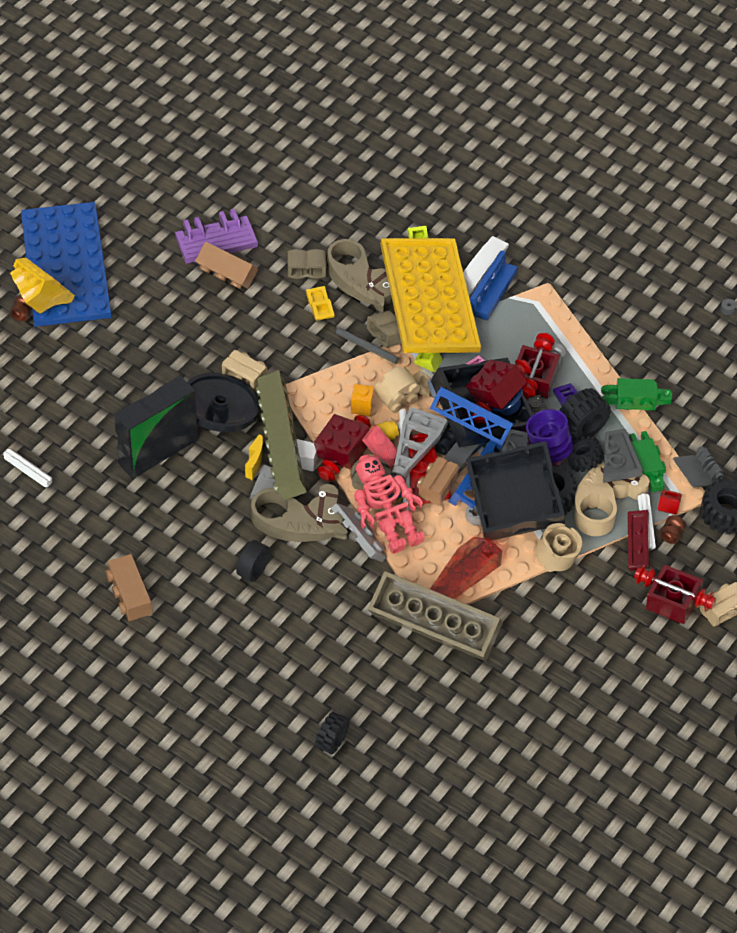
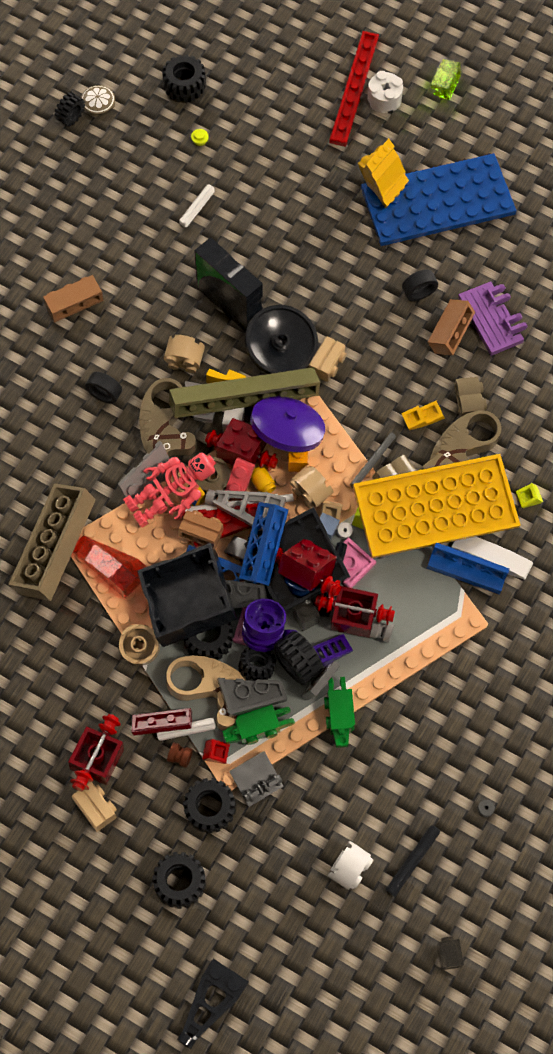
camera: 85 degrees right, 15 degrees up
(174, 282) = (420, 285): none -> black tyre
(222, 486) = (184, 353): none -> tan brick
(326, 398) = (287, 424): none -> dark purple dish
(615, 399) = (320, 680): none -> dark grey tile

